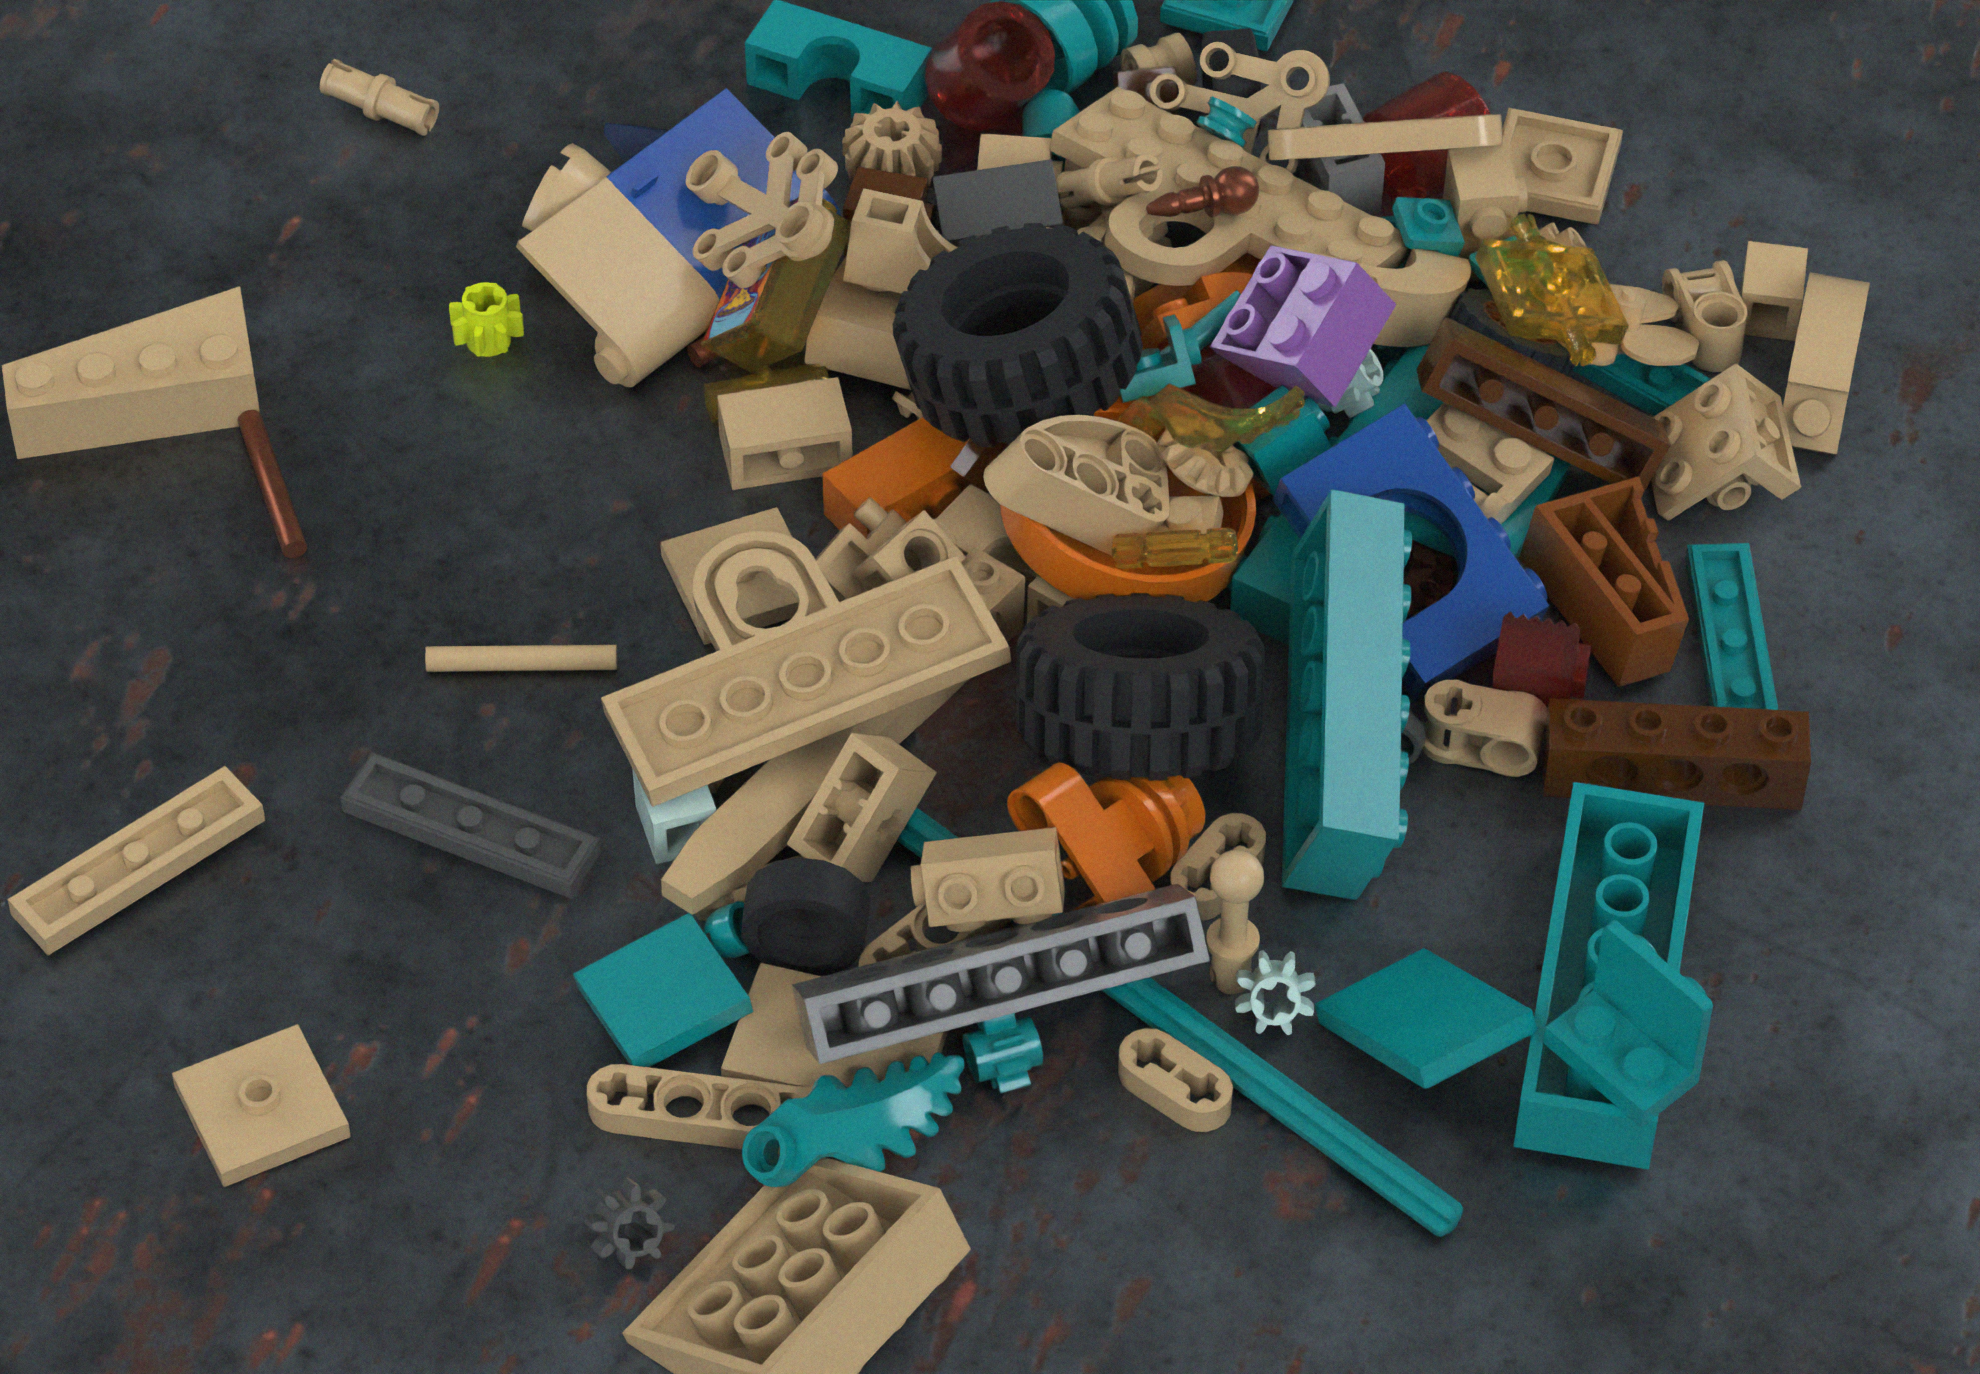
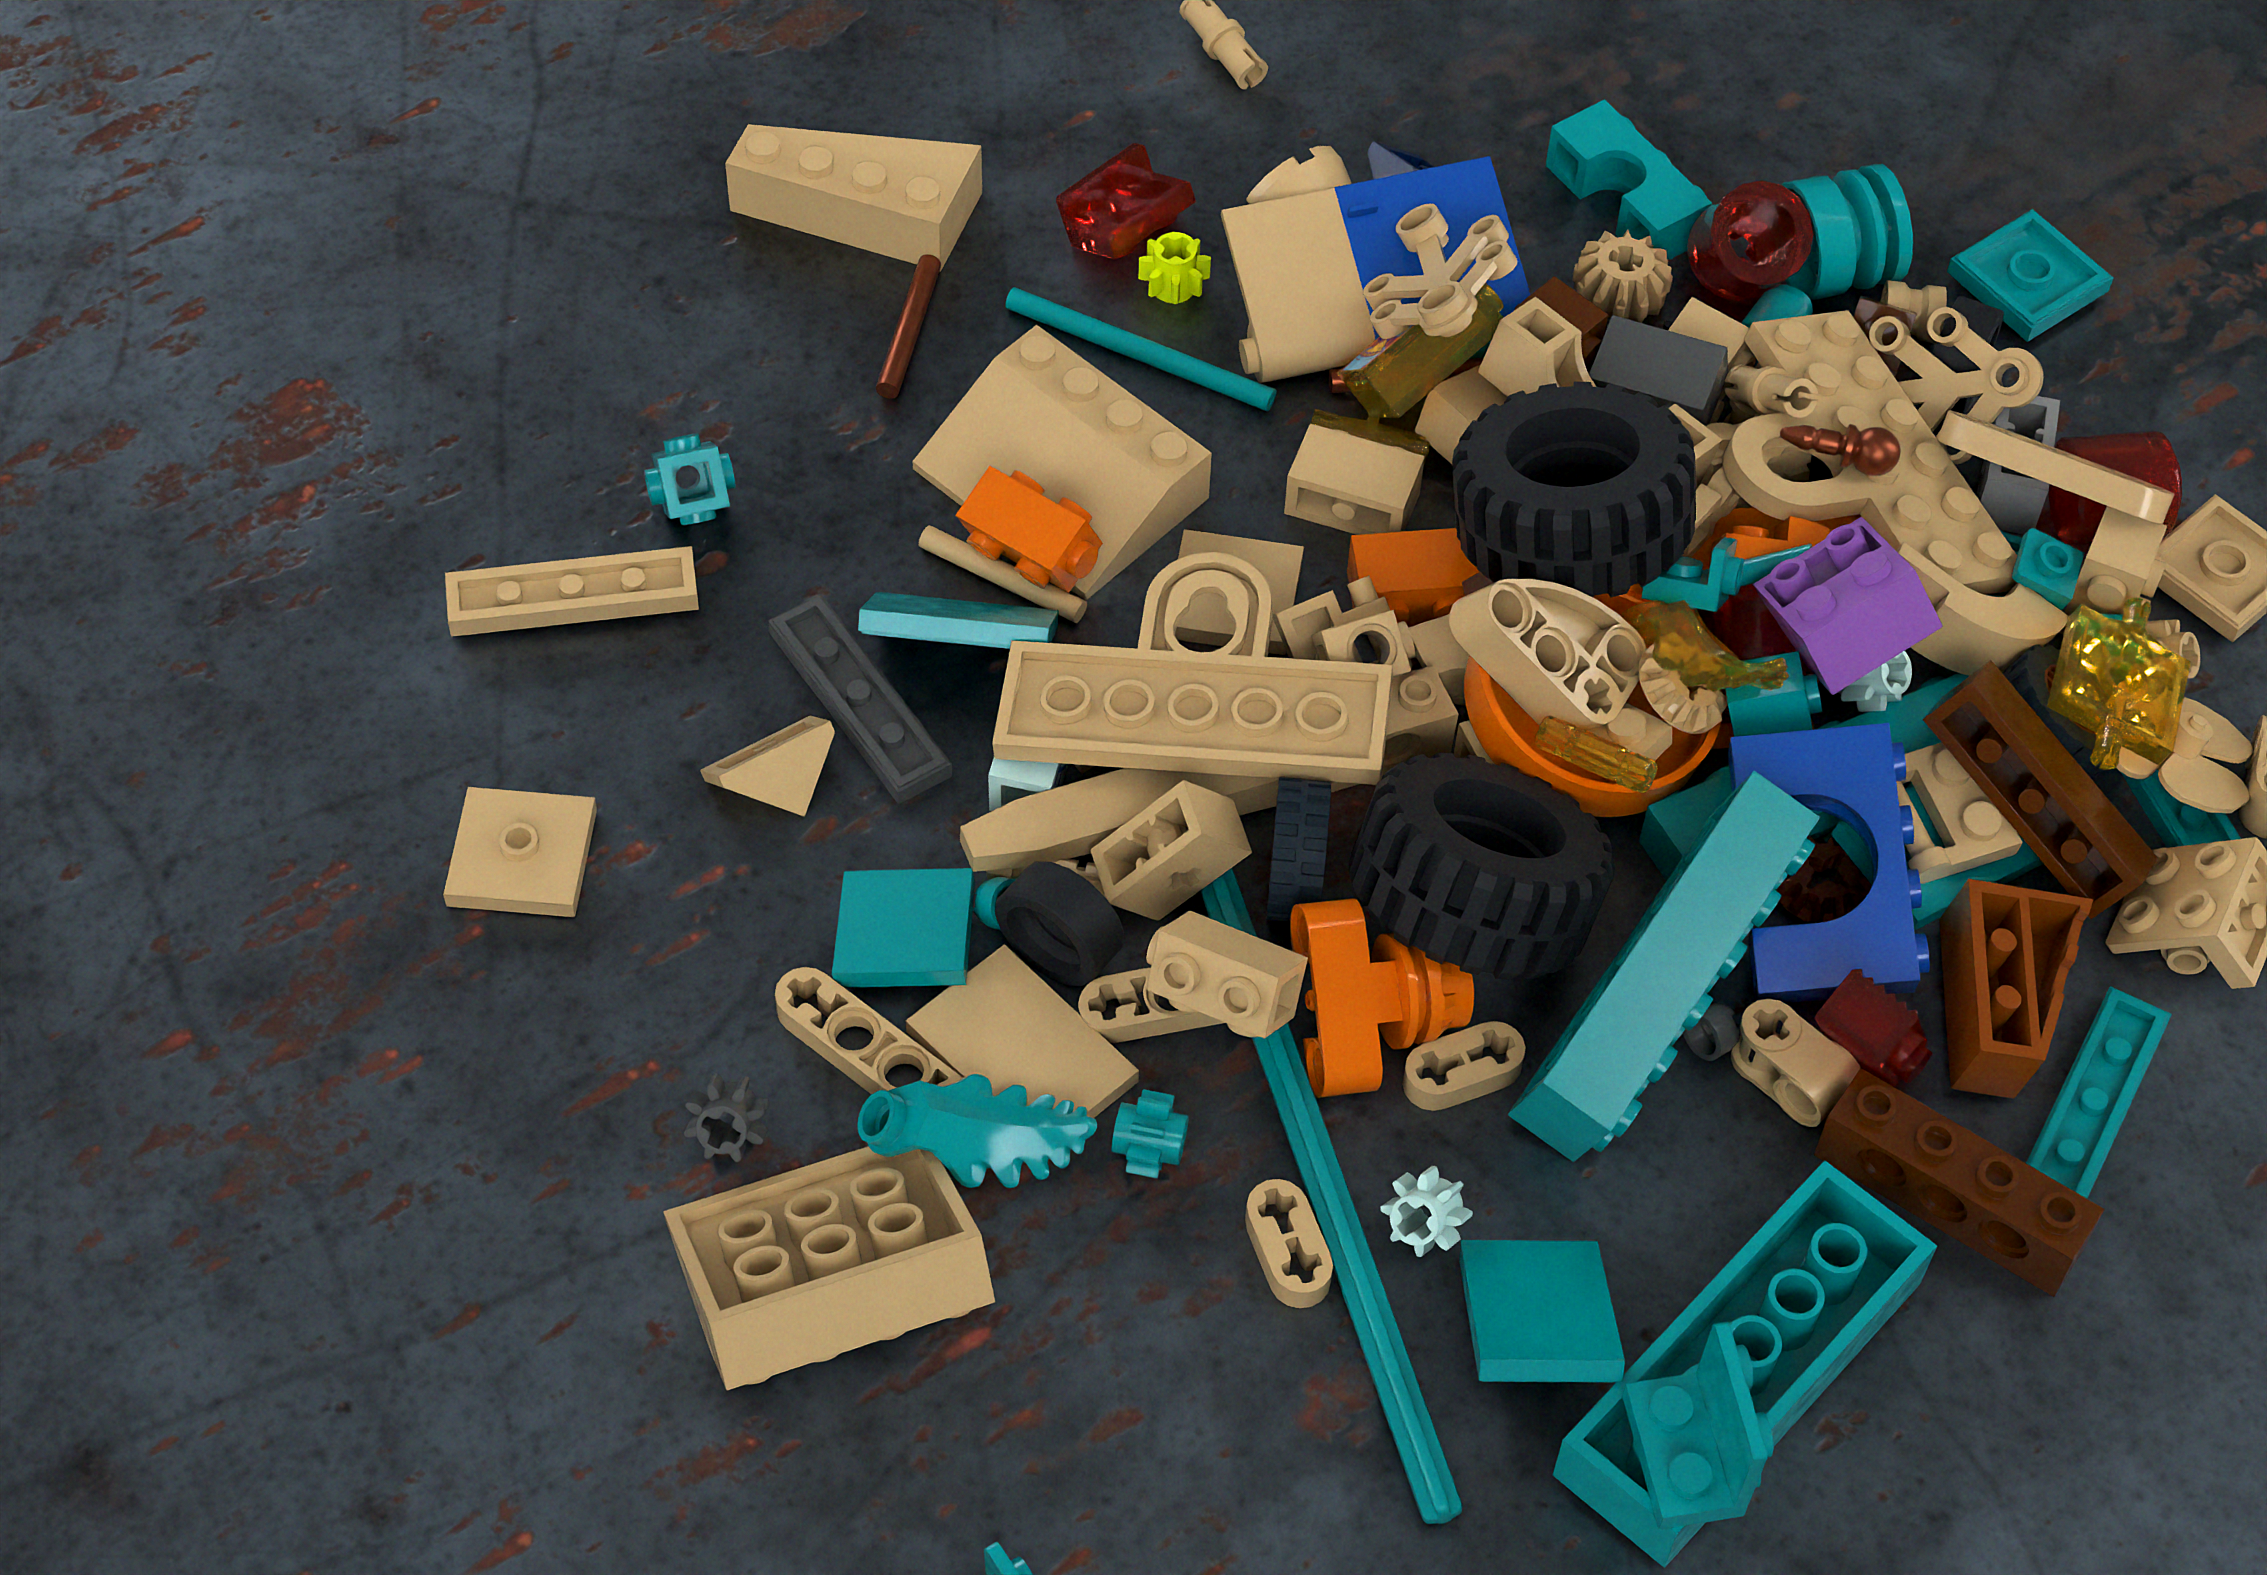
camera: 30 degrees right, 5 degrees up
(181, 707) = (708, 493): none -> teal brick
(398, 285) = (1121, 204): none -> clear red bracket
(443, 916) = (779, 767): none -> tan slope
(500, 406) = (1141, 349): none -> teal piece
(511, 533) = (1079, 440): none -> tan slope
(523, 711) = (955, 620): none -> teal tile
(534, 602) = (1042, 537): none -> orange brick
(970, 752) = (1298, 845): none -> black wheel
(1000, 973) = (1181, 1065): dark grey brick -> none
(1226, 121) = (1921, 387): teal bush -> none
(1233, 938) = (1415, 1140): tan pin -> none

